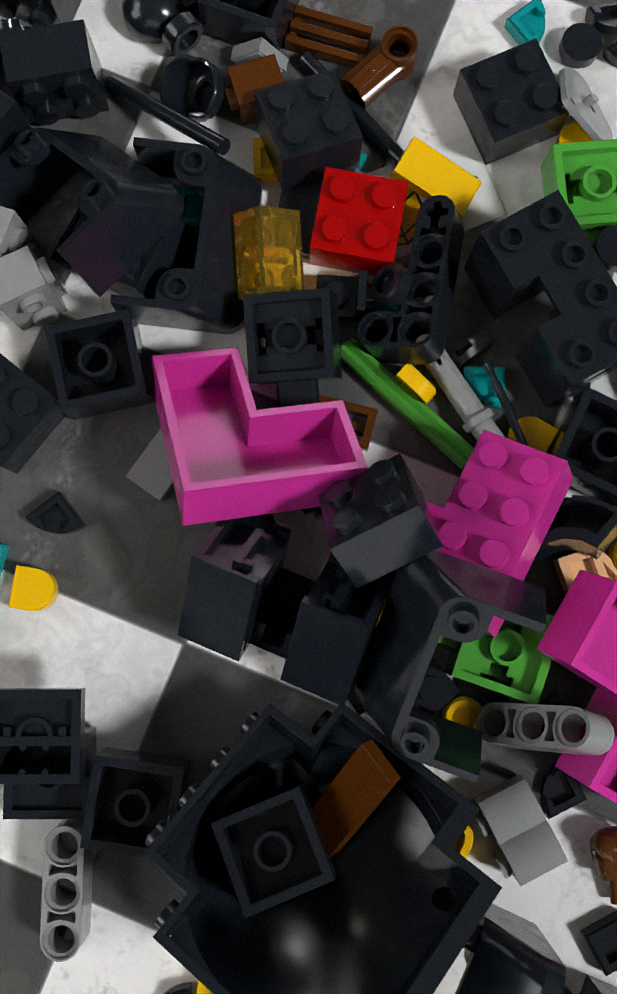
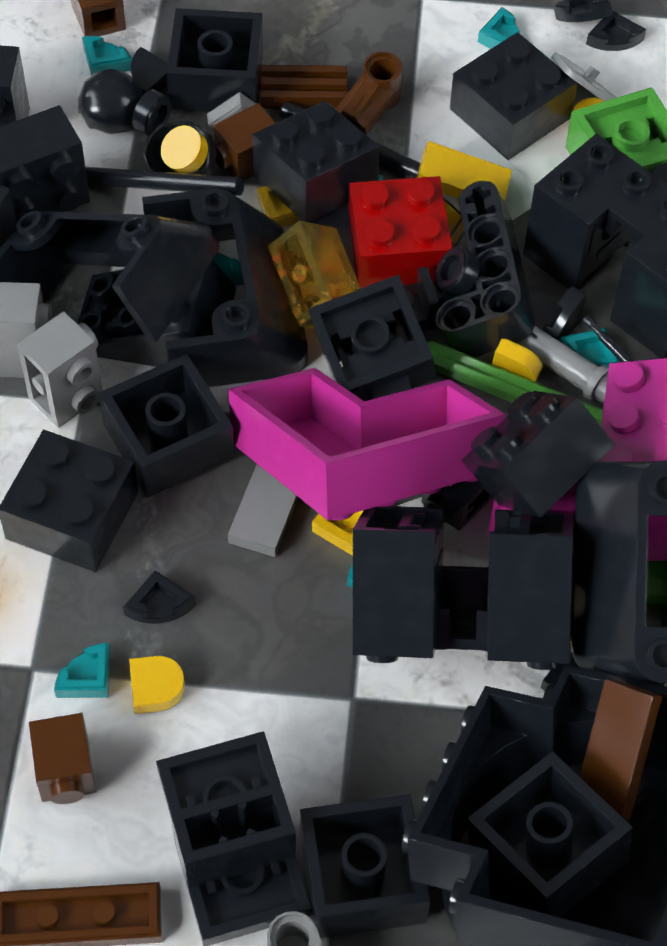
camera: 20 degrees left, 25 degrees down
(192, 88) = (184, 149): none -> yellow tile
(580, 45) = (561, 36): black tile -> none

